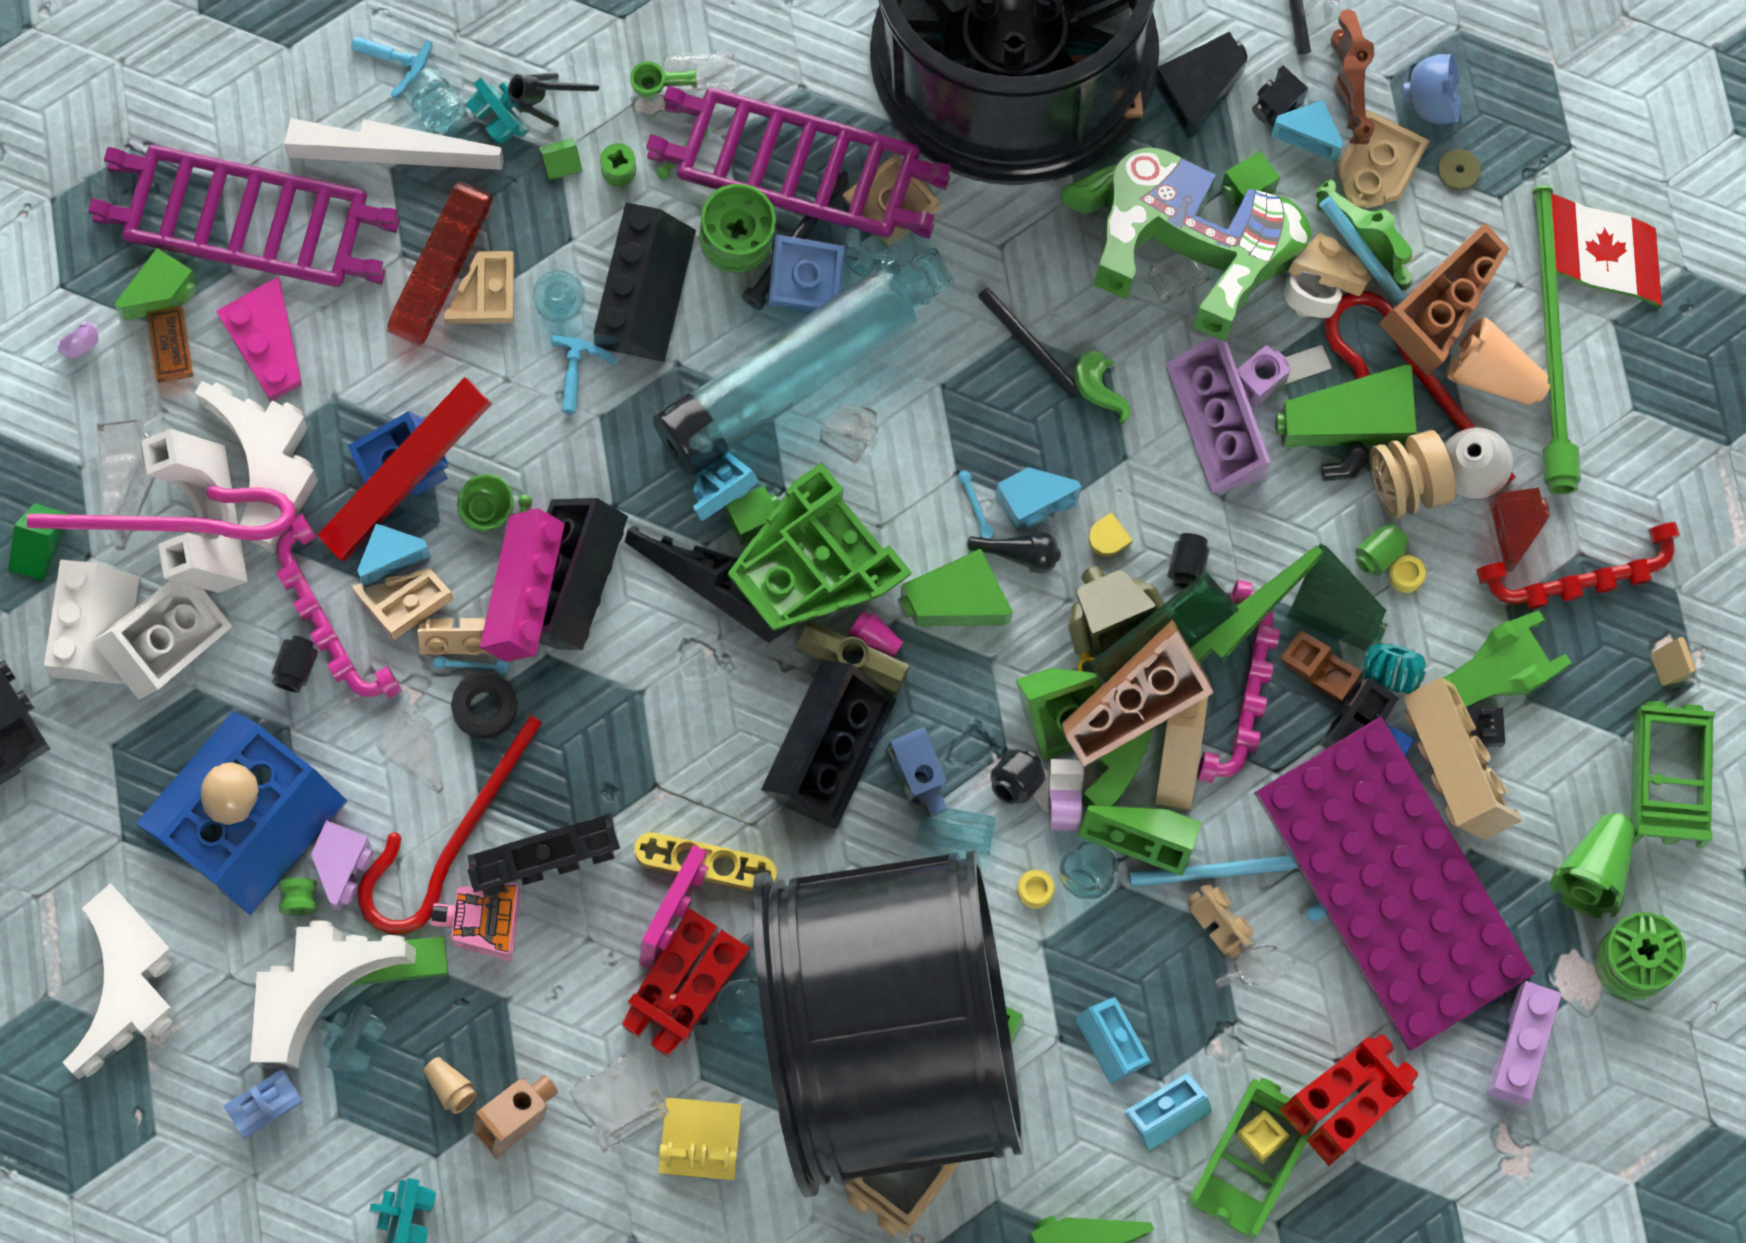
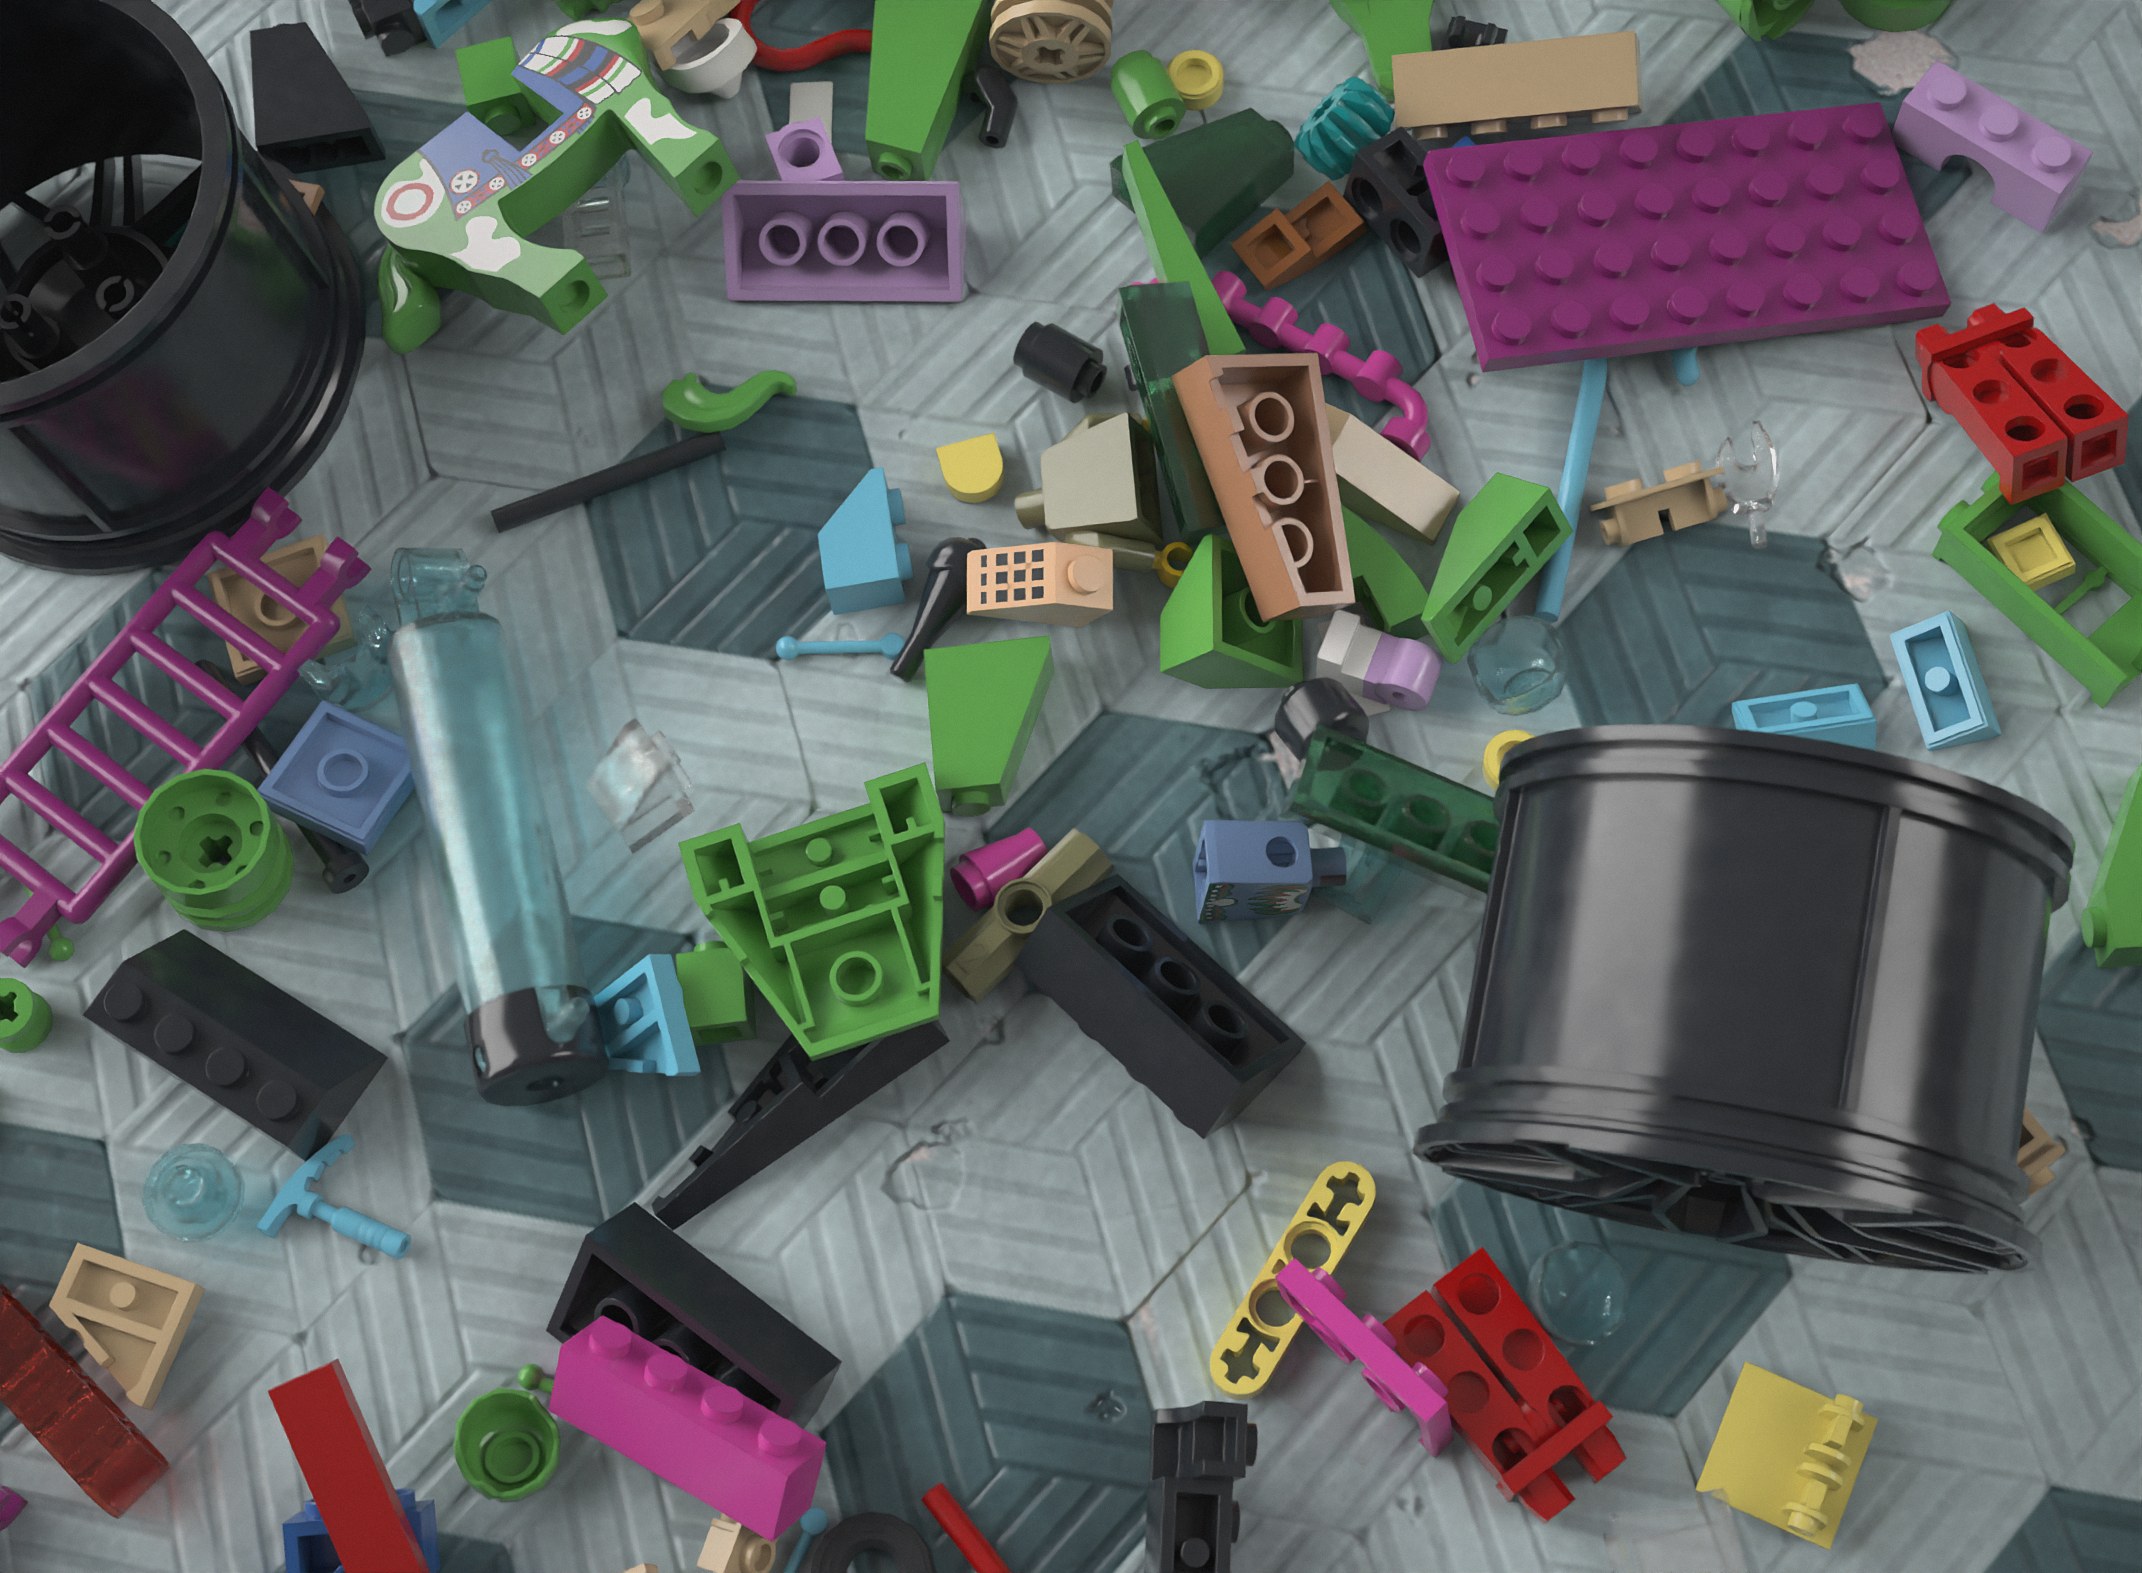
camera: 55 degrees left, 5 degrees down
(977, 819) = (1395, 812): none -> clear green slope
(1042, 595) = (1041, 583): none -> light nougat slope

